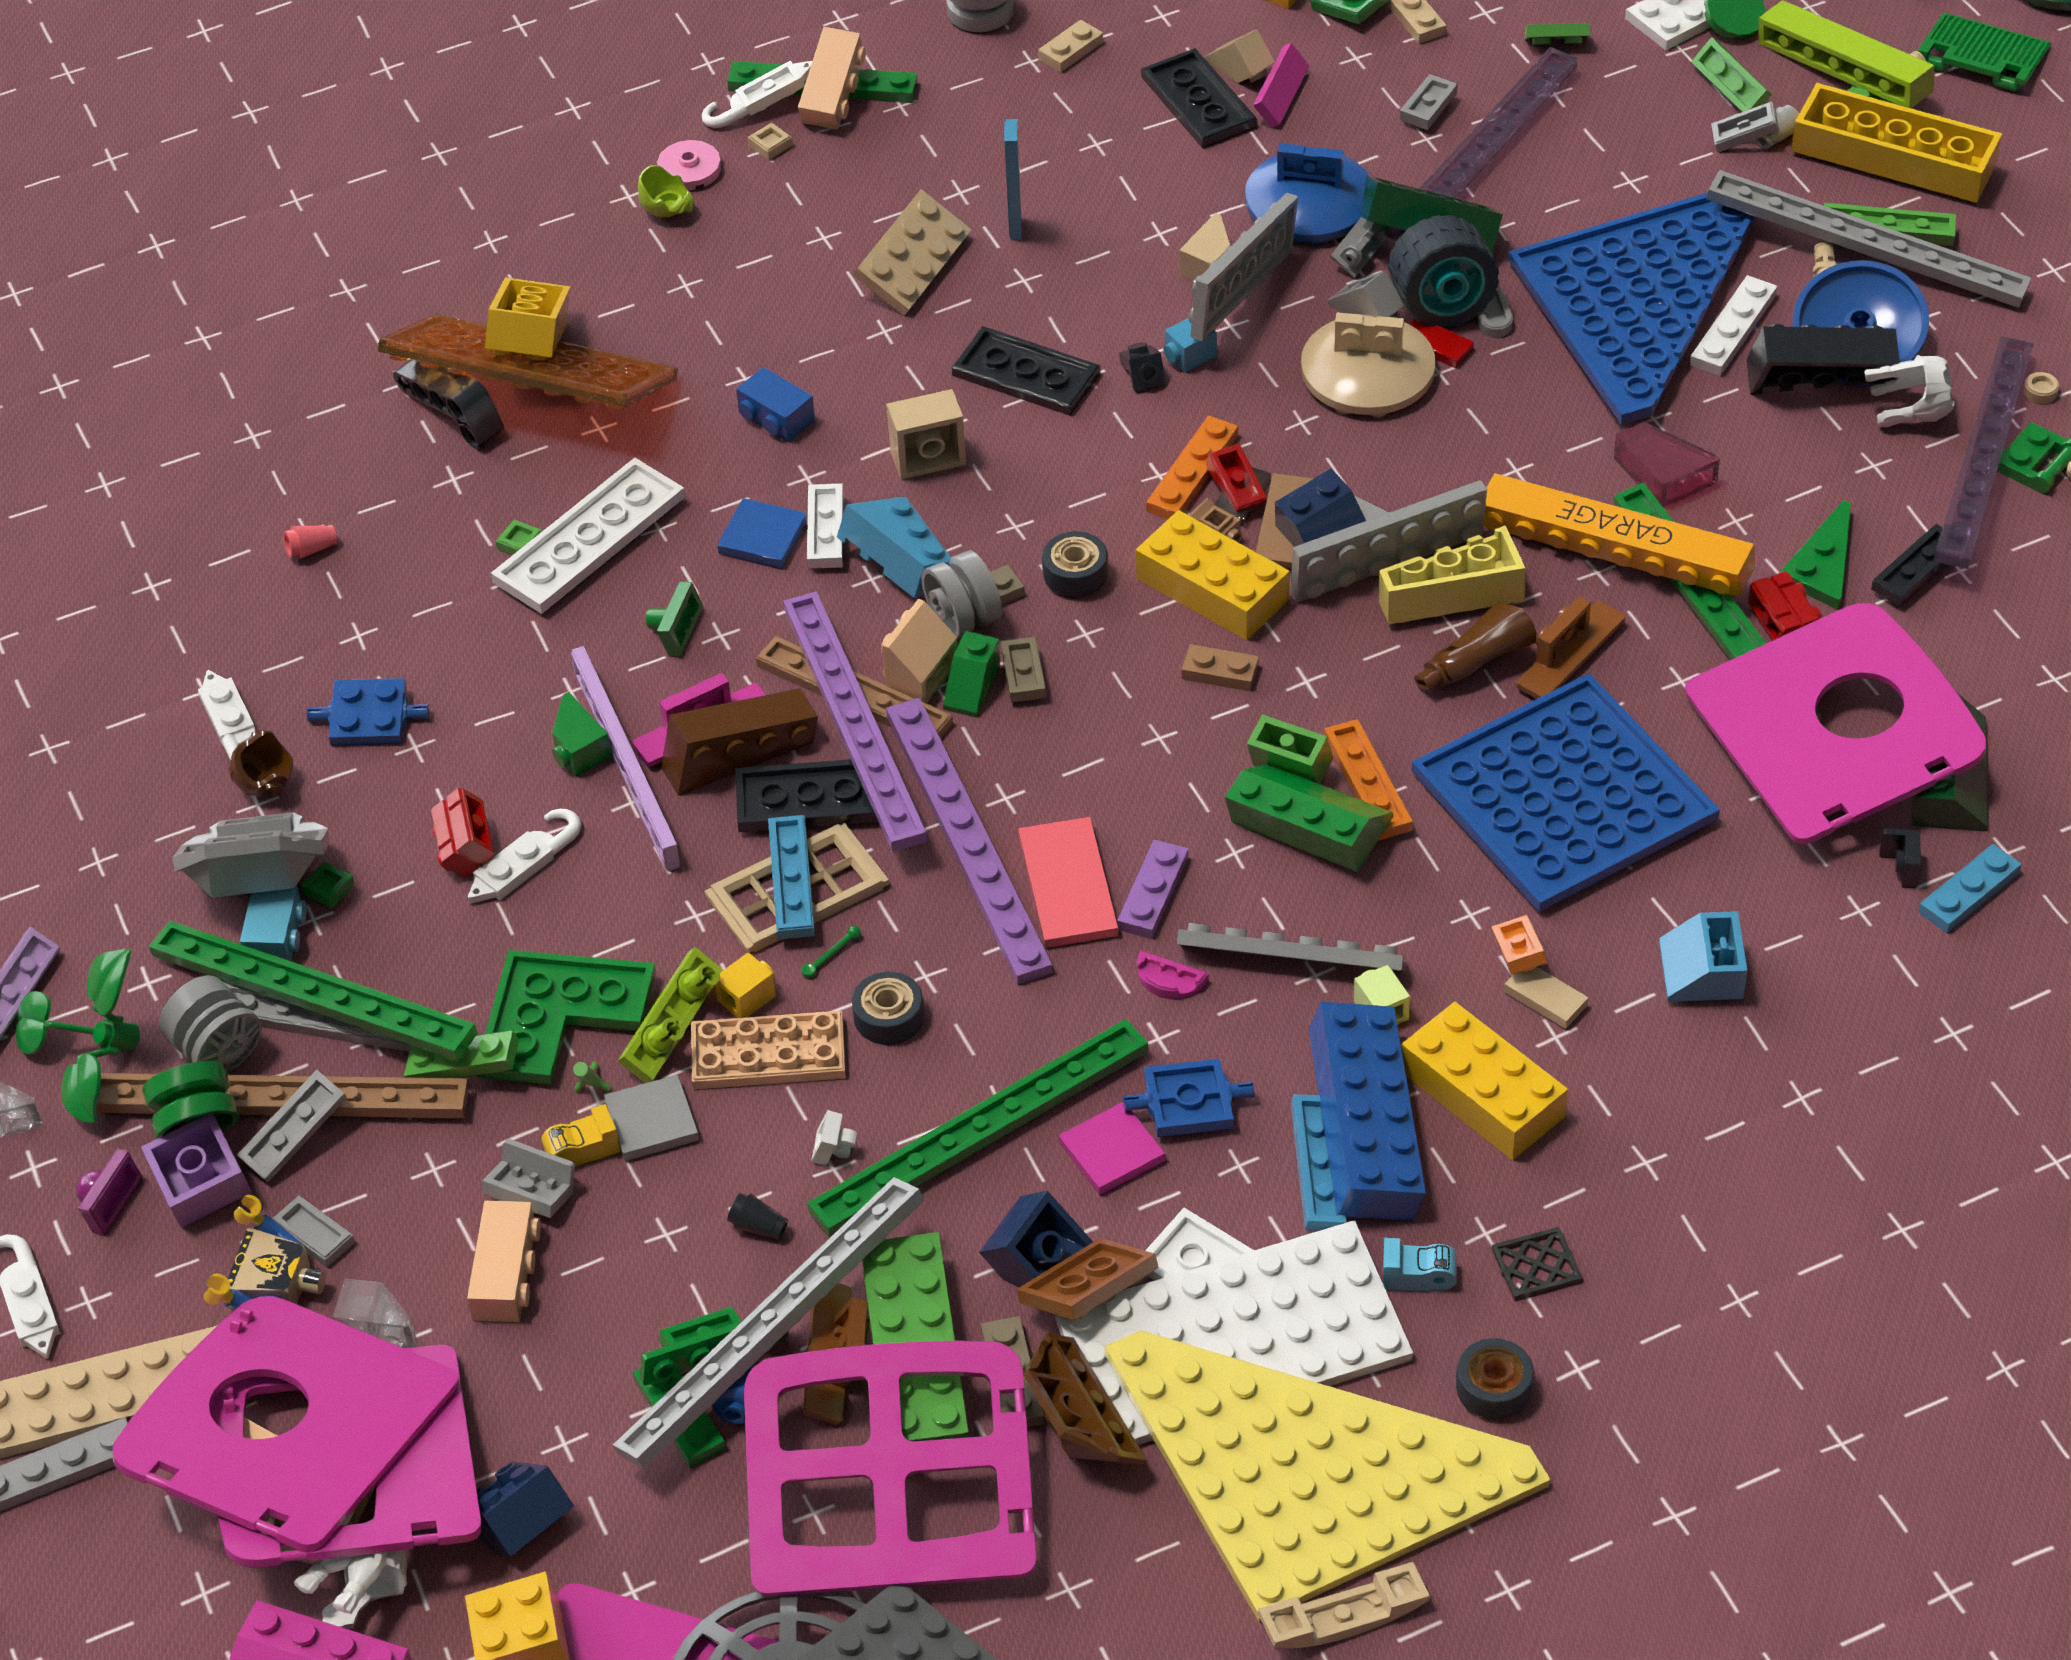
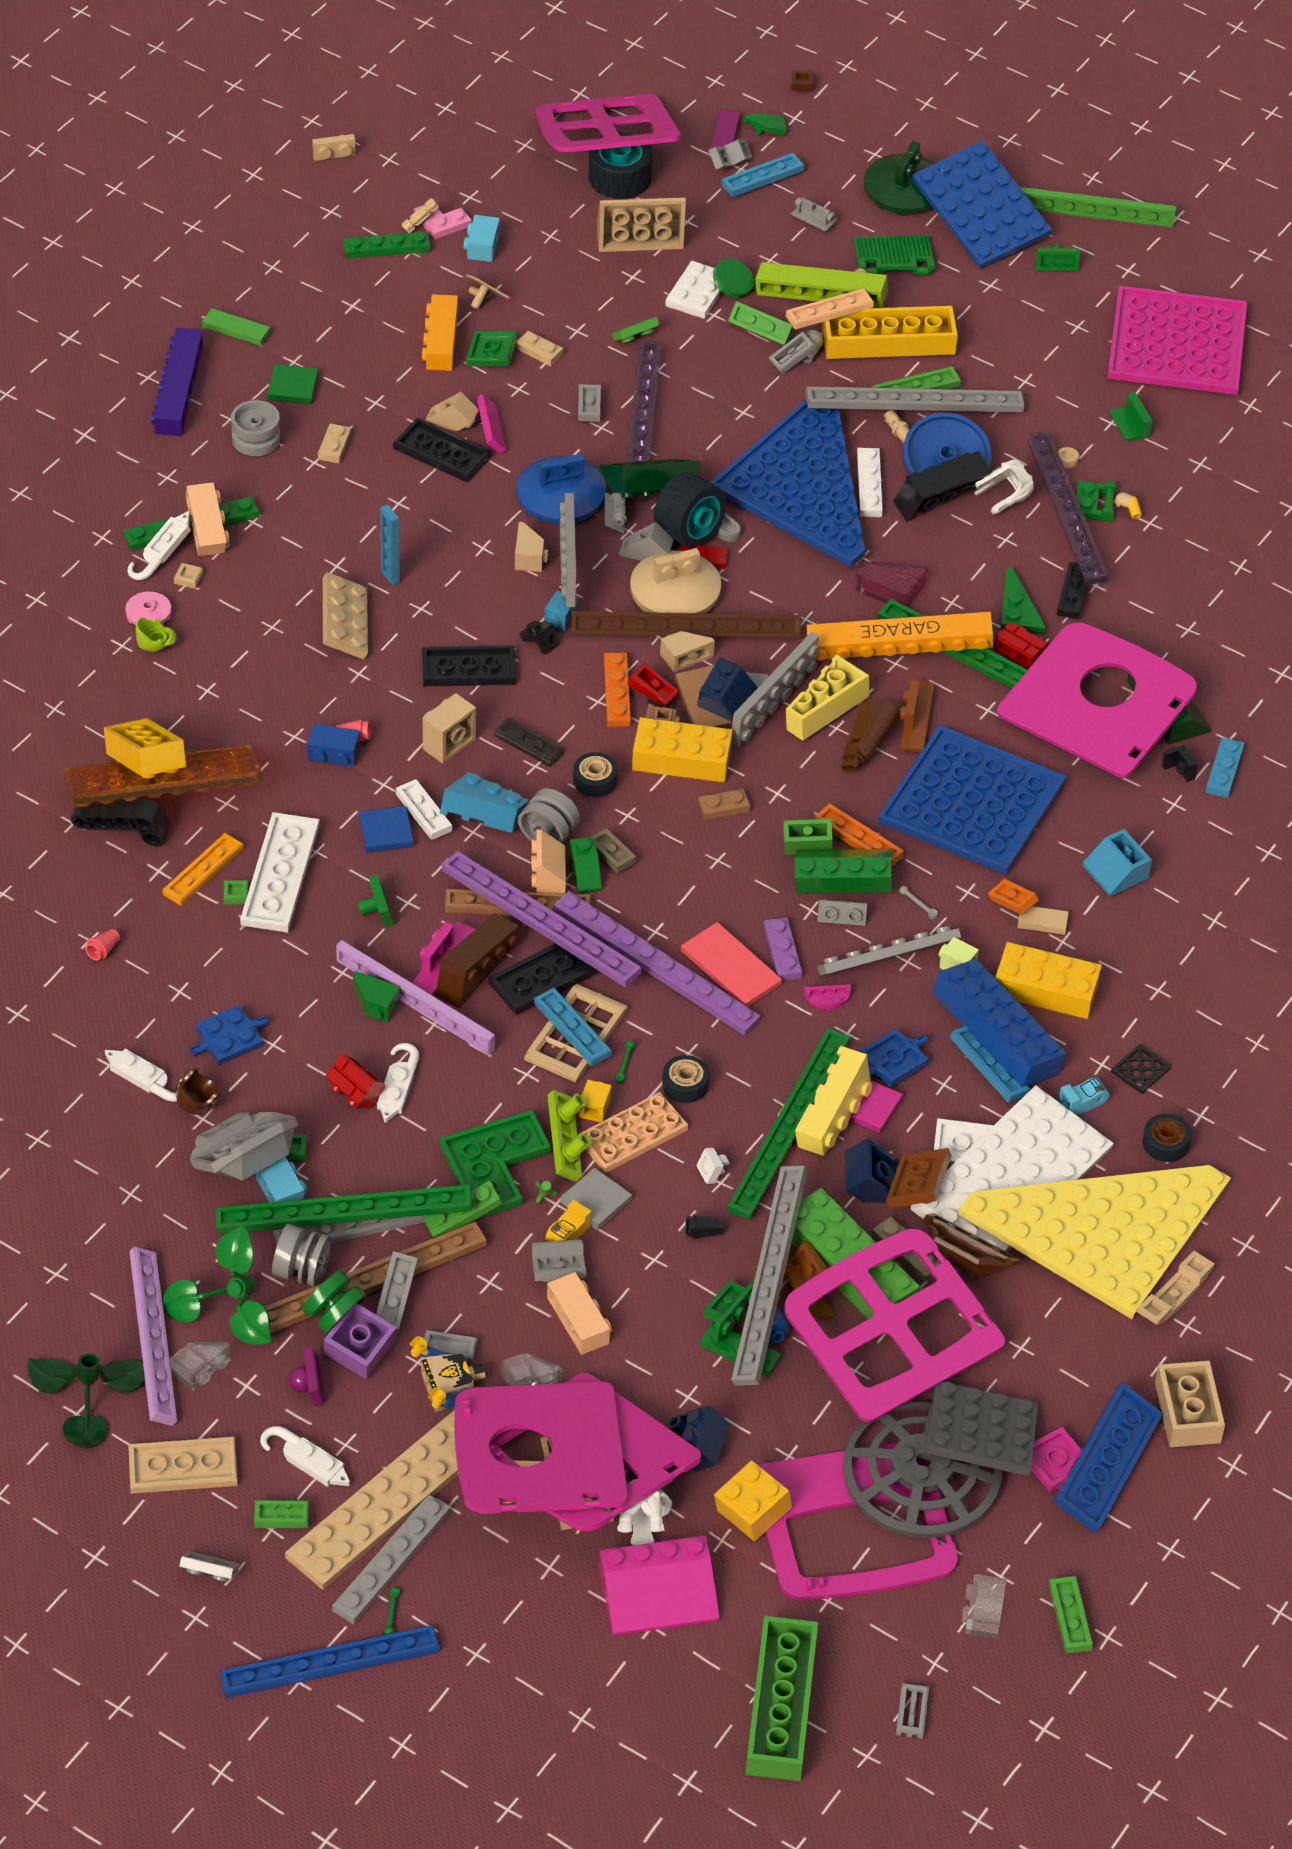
camera: 35 degrees left, 0 degrees up
(504, 496) = (203, 869): none -> light orange tile
(825, 397) = (362, 726): none -> coral cone
(1028, 492) = (529, 742): none -> clear smoke tile
(1052, 1123) = (835, 1102): none -> light yellow wedge
(1268, 871) = (842, 912): none -> light grey hinge
(1316, 448) = (685, 649): none -> tan slope
(1342, 417) = (696, 623): none -> reddish brown plate
(1397, 923) = (932, 913): none -> light grey hinge
(1824, 83) = (829, 308): none -> light nougat tile

